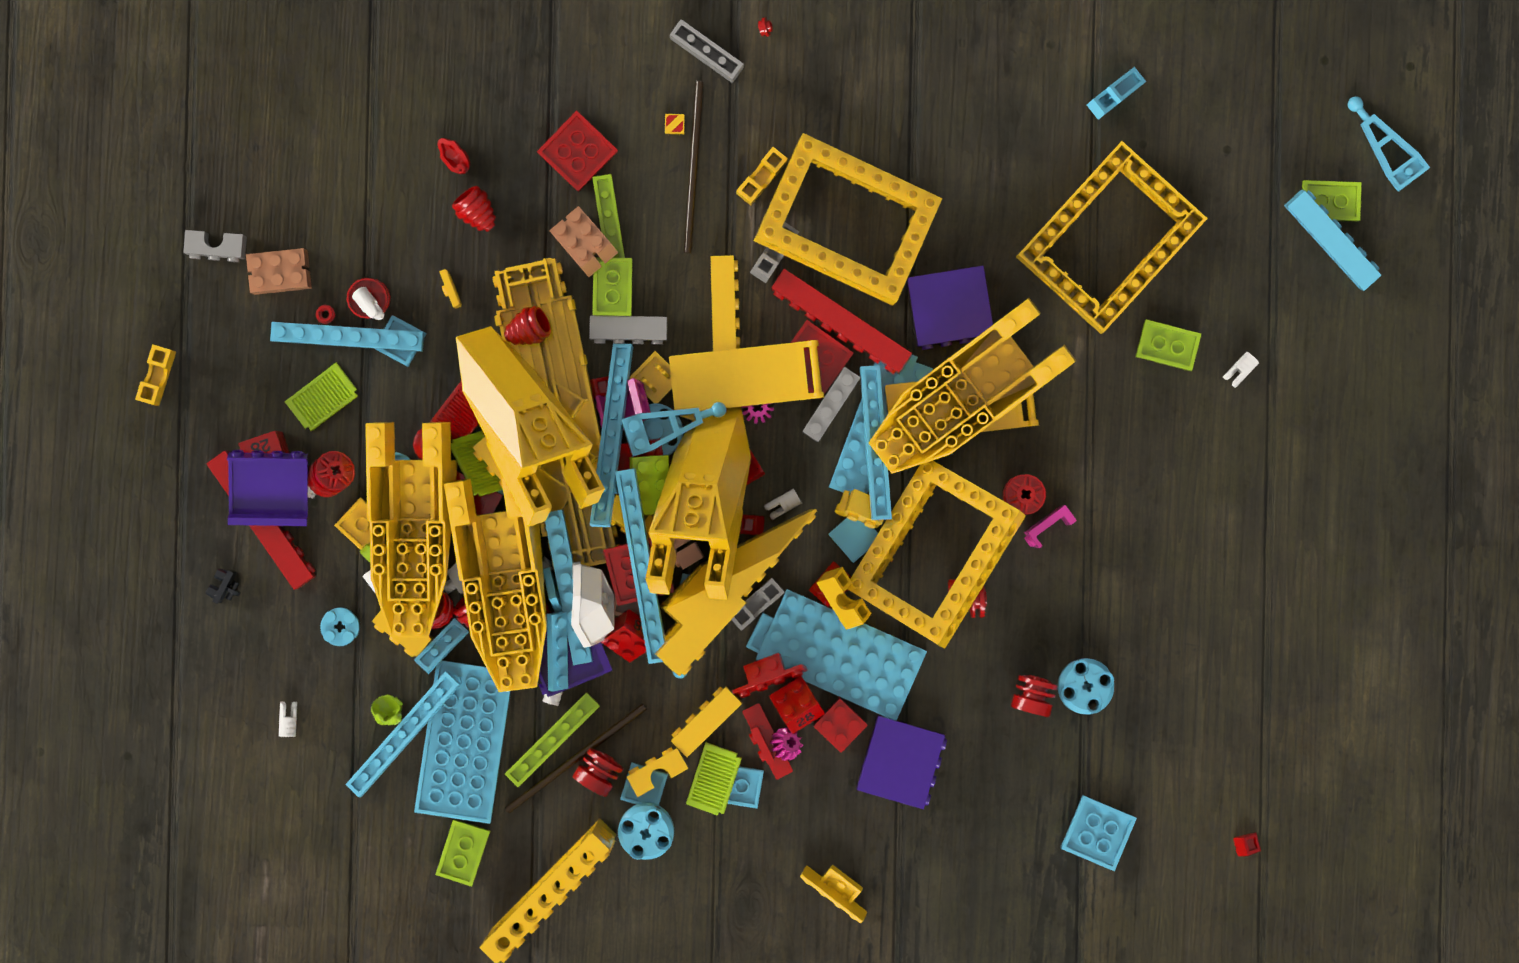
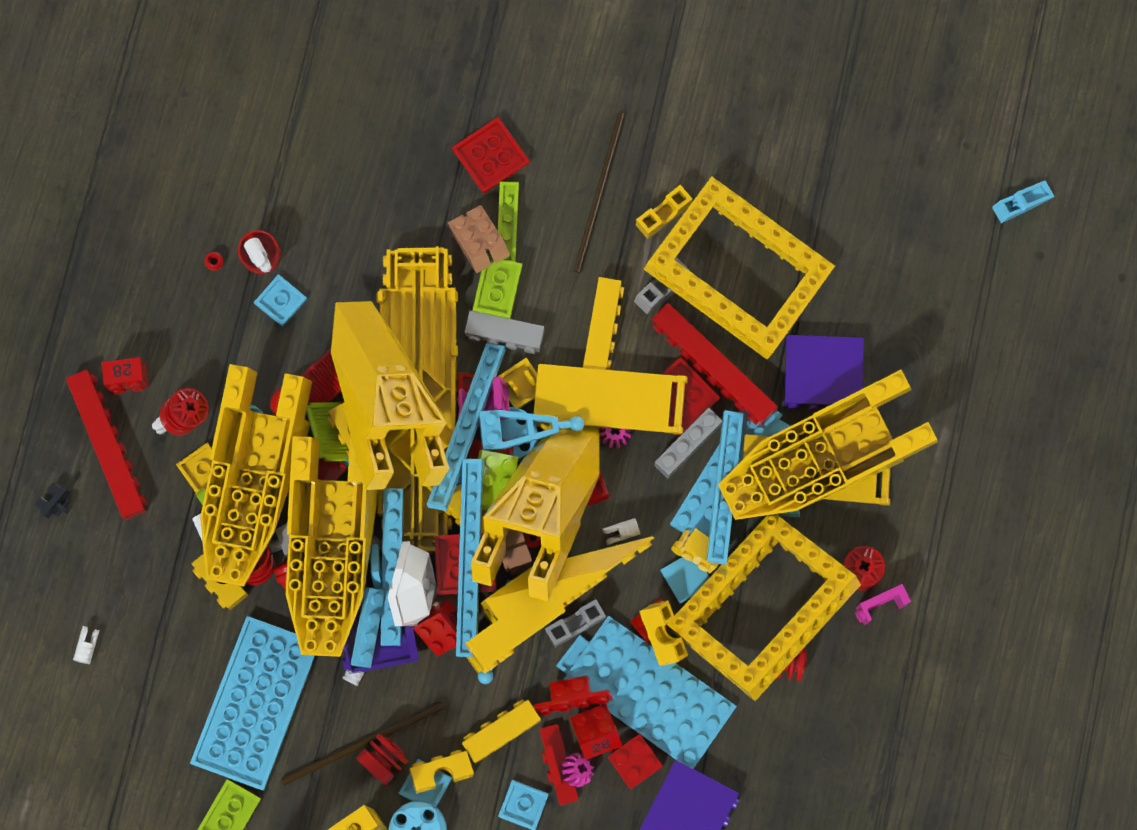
camera: 15 degrees right, 10 degrees down
(153, 386) = (44, 276): yellow arch -> none
(197, 245) = (138, 181): light grey arch -> none
(268, 488) = (120, 411): dark purple panel -> none
(278, 271) = (178, 211): nougat piece -> none
(322, 397) = (192, 340): lime window -> none
(332, 618) = (164, 573): medium azure plate -> none
(347, 336) = (230, 286): medium azure plate -> none
(387, 710) = (186, 655): lime hair -> none
(403, 734) = (196, 682): medium azure plate -> none
(441, 646) = (254, 602): medium azure plate -> none
(449, 288) = (339, 260): yellow plate -> none
(453, 156) = (371, 136): red arm -> none
(475, 209) = (381, 189): red piece -> none
(528, 327) = (407, 308): red piece -> none
(552, 739) = (343, 719): lime plate -> none
(674, 123) = (589, 148): yellow tile -> none
(706, 51) = (634, 85): light grey brick -> none
(714, 779) = (497, 792): lime window -> none
(752, 524) = (585, 544): red slope -> none
(765, 27) = (694, 75): red plate -> none
(1034, 695) = (836, 771): red wheel -> none
(1085, 686) = (890, 773): medium azure piece -> none
(1168, 345) = (1032, 452): lime plate -> none
(1185, 215) = (1045, 296): yellow brick -> none
(1243, 366) = (1104, 487): white hinge -> none

